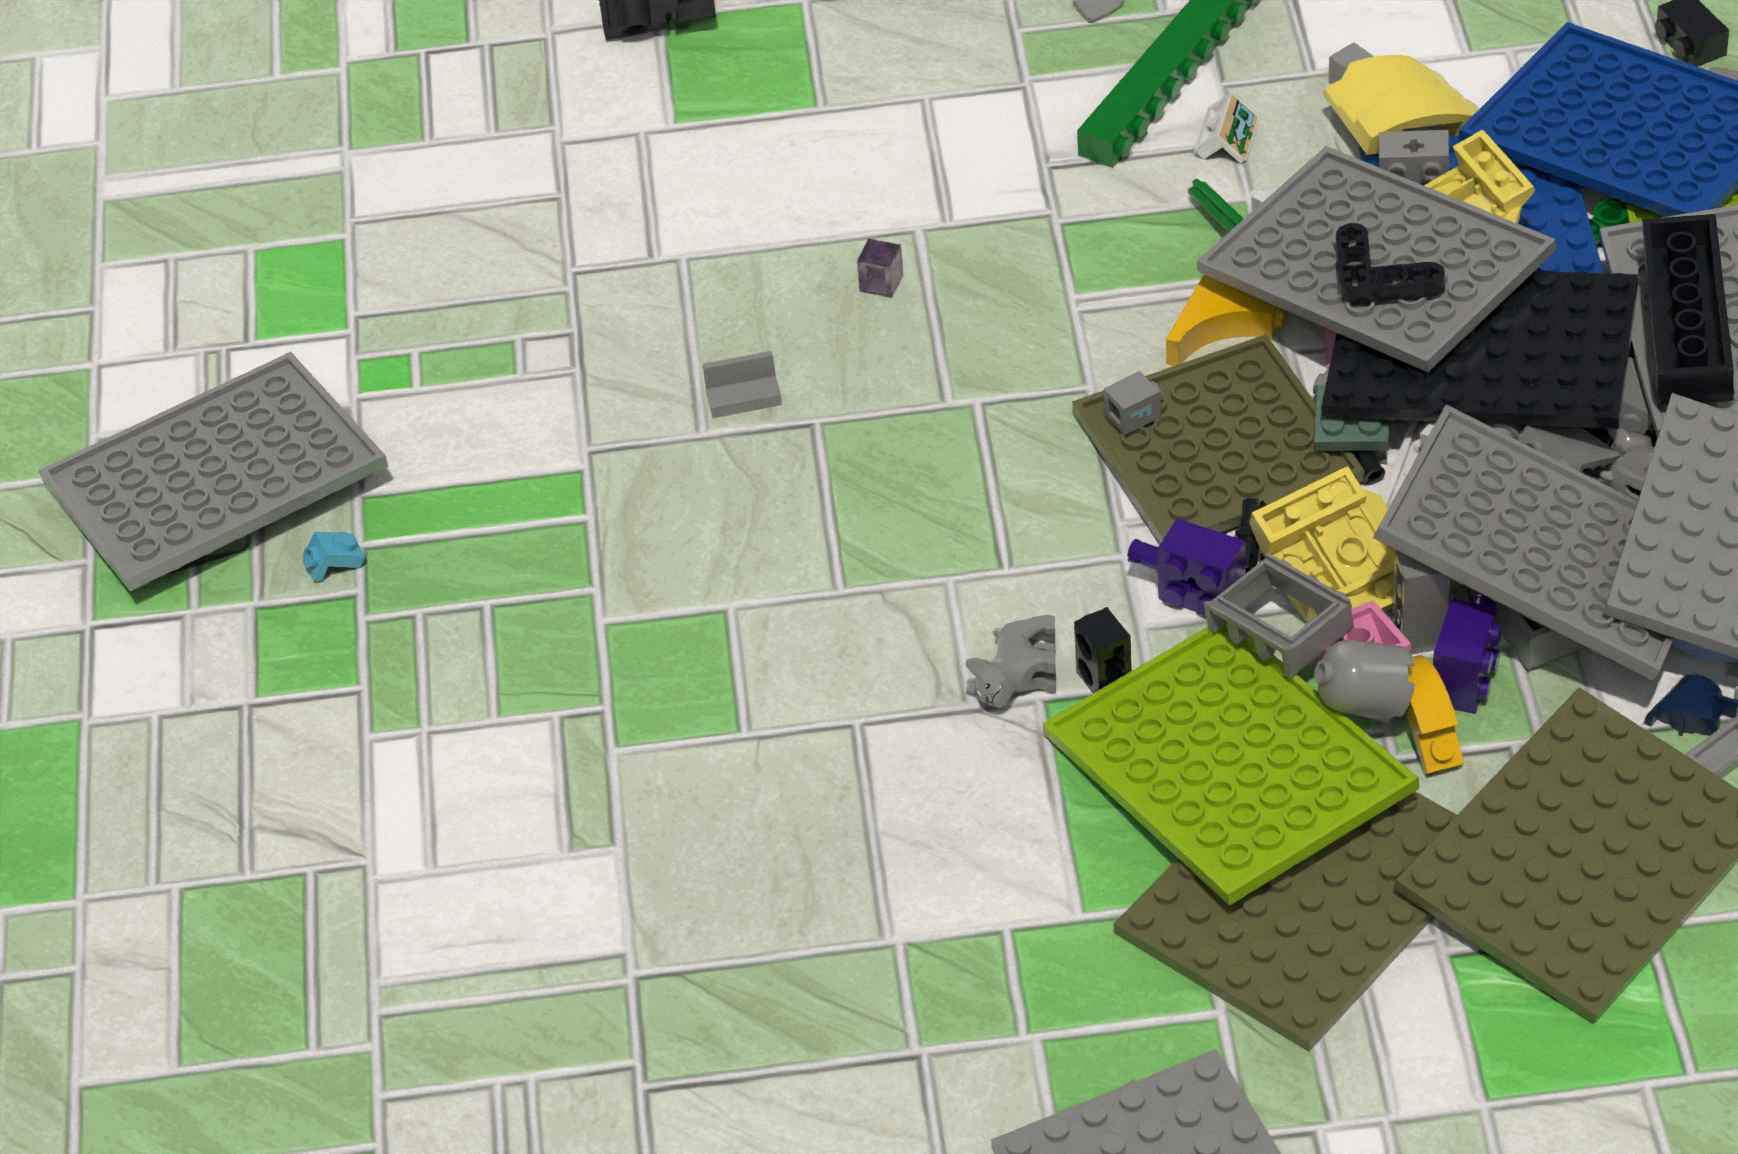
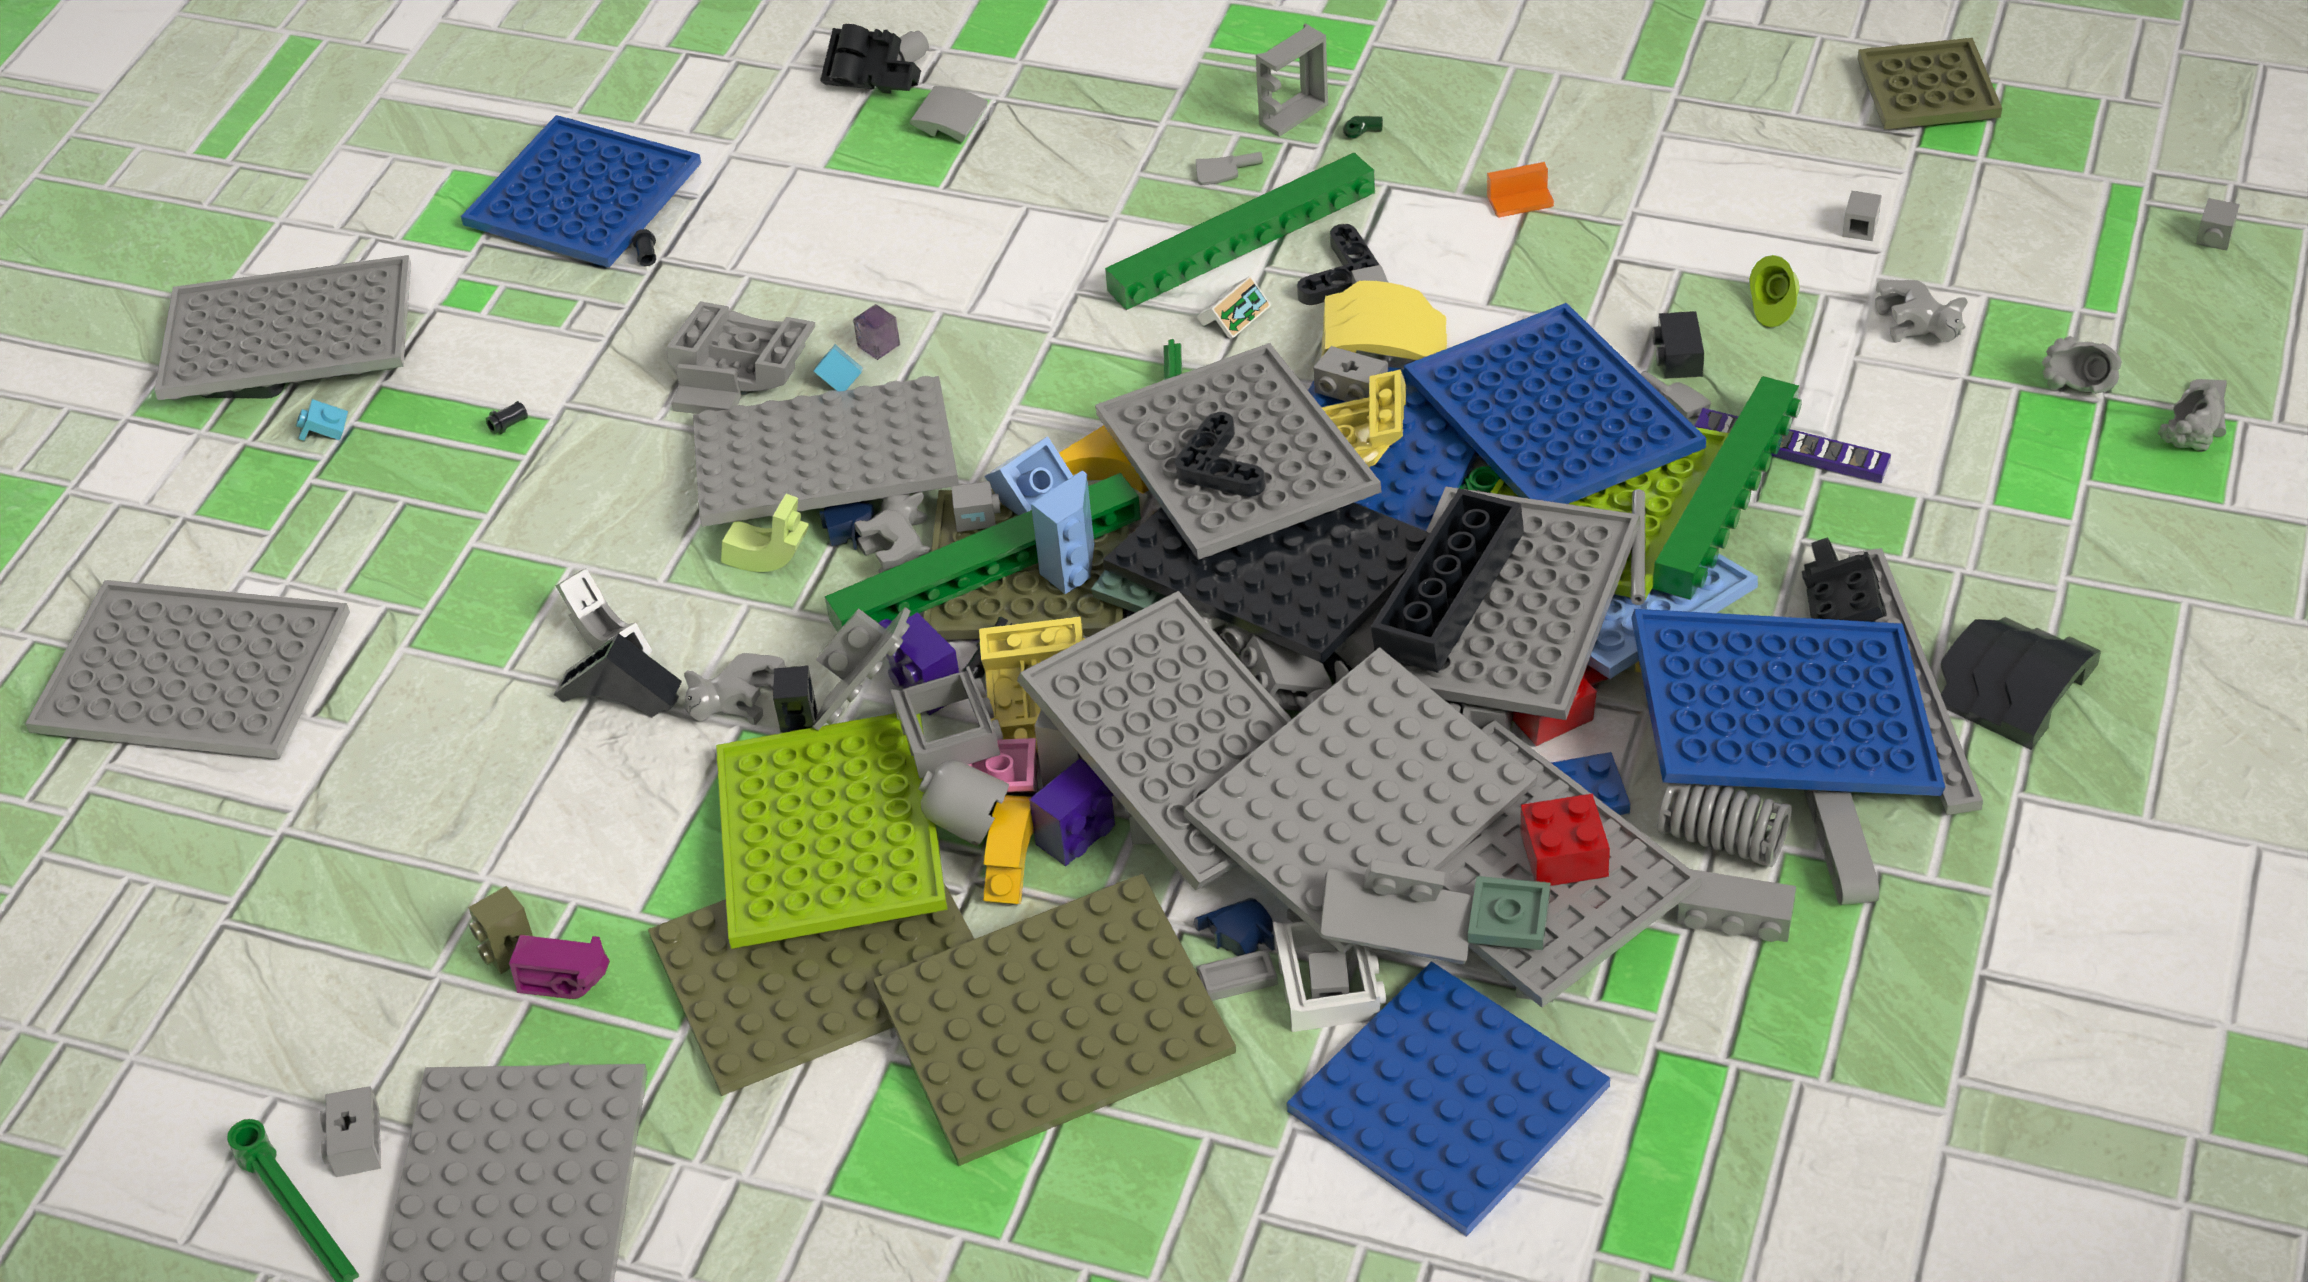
camera: 25 degrees right, 0 degrees up
(395, 852) = (189, 669): none -> light grey plate
(430, 226) = (581, 190): none -> blue plate
(536, 487) = (499, 421): none -> black pin
(545, 257) = (644, 244): none -> black pin
(736, 326) = (755, 348): none -> light grey slope
(775, 25) = (949, 112): none -> light grey slope
(829, 656) = (593, 614): none -> light grey arch
(866, 317) = (838, 369): none -> medium azure panel
(888, 687) = (623, 674): none -> black arch
(921, 402) = (823, 450): none -> light grey plate
(942, 516) = (765, 548): none -> yellowish green arch
(977, 975) = (497, 926): none -> olive brick
(994, 463) = (841, 519): none -> dark blue piece
(1059, 990) = (557, 966): none -> magenta piece
(1061, 459) = (893, 531): none -> light grey animal
(1151, 581) = (856, 655): none -> light grey bracket
(1176, 357) = (1029, 476): none -> light blue slope
(1180, 450) = (972, 560): none -> green brick
(1270, 394) = (1065, 533): none -> light blue slope
(1287, 34) = (1312, 288): none -> black beam

